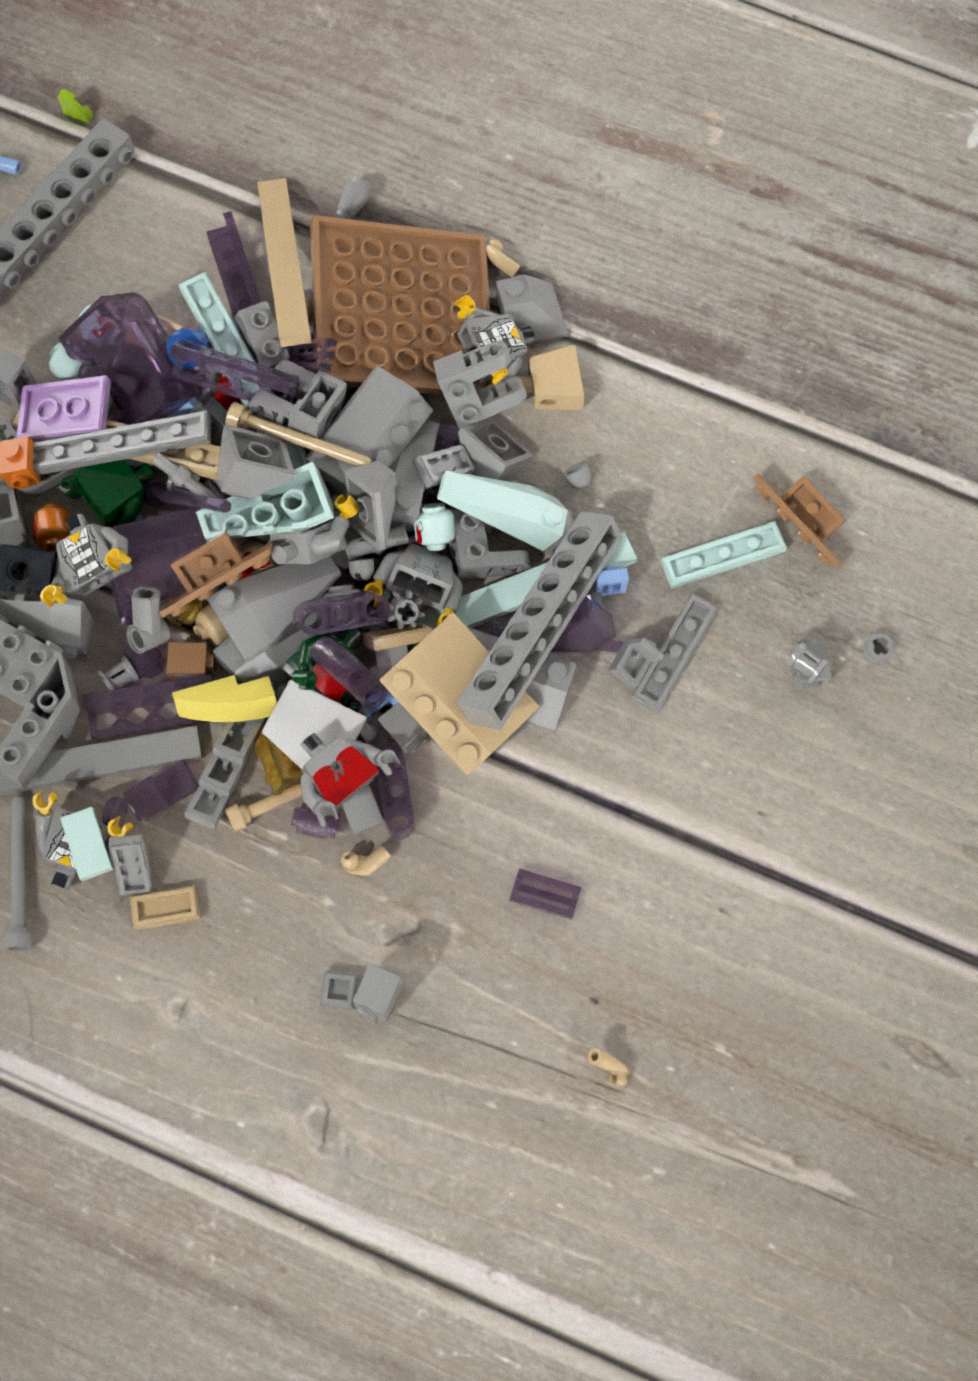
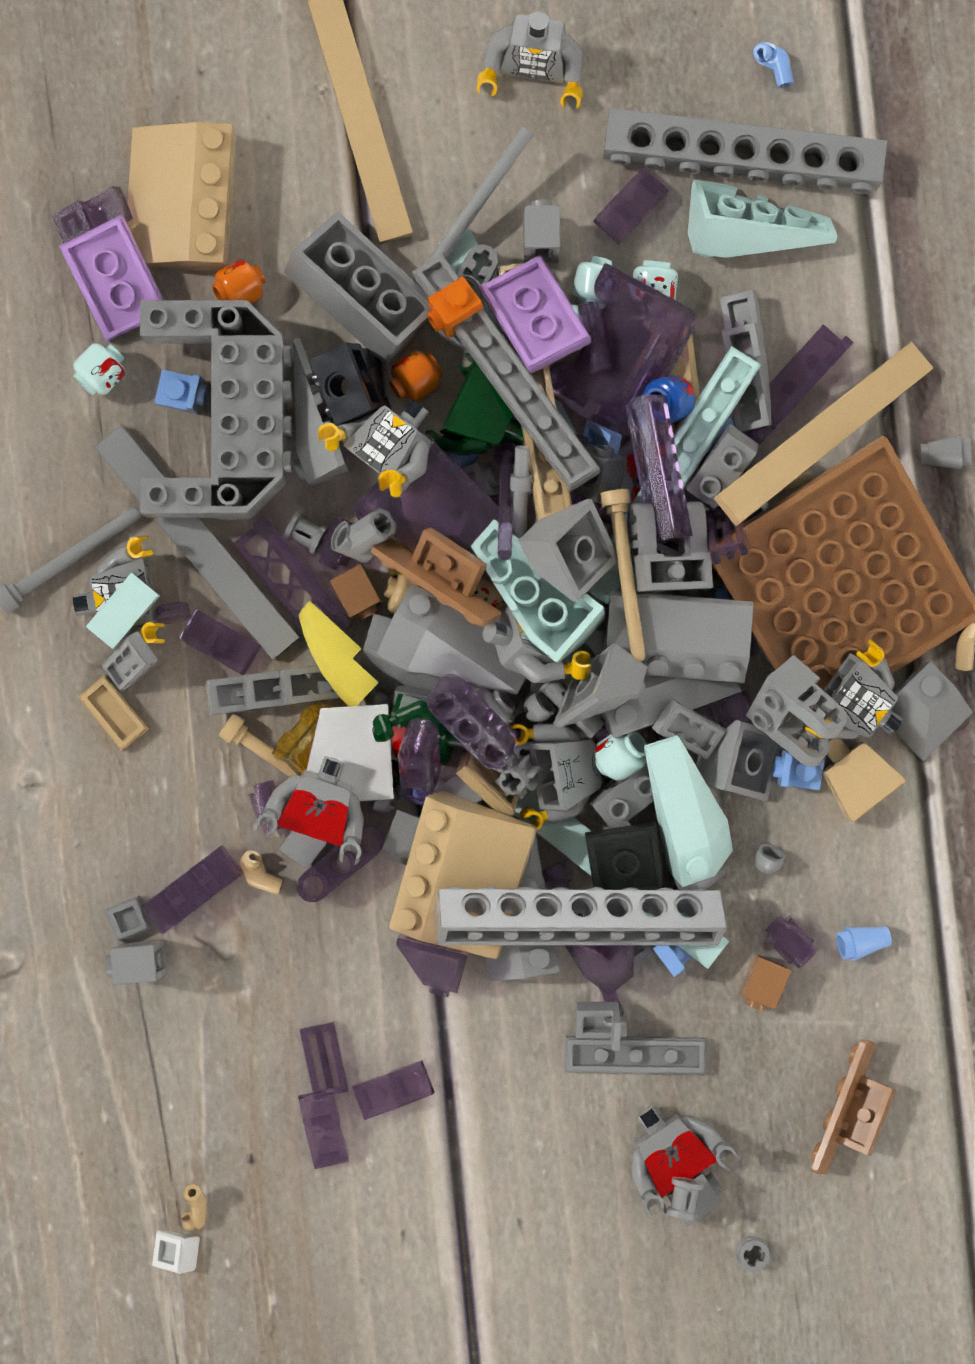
camera: 65 degrees right, 15 degrees up
(31, 313) = (630, 205): none -> clear purple slope
(73, 108) = (887, 91): lime tile -> none
(96, 252) = (739, 226): none -> light aqua wedge
(165, 280) = (745, 333): none -> light grey slope
(346, 921) = (192, 889): none -> clear purple beam
(514, 566) = (625, 857): none -> pearl dark grey tile
(514, 757) = (434, 964): none -> clear purple slope
(523, 420) = (793, 773): none -> light blue bracket
(600, 850) = (393, 1089): none -> clear purple slope
(601, 923) = (323, 1128): none -> clear purple slope
(637, 1106) = (175, 1251): none -> white slope
(649, 491) = (791, 941): none -> clear purple brick
(671, 526) = (764, 983): none -> medium nougat brick
(678, 443) = (861, 941): none -> light blue cone
(723, 554) = (767, 1049): light aqua tile -> none
(764, 658) = (673, 1150): none -> torso

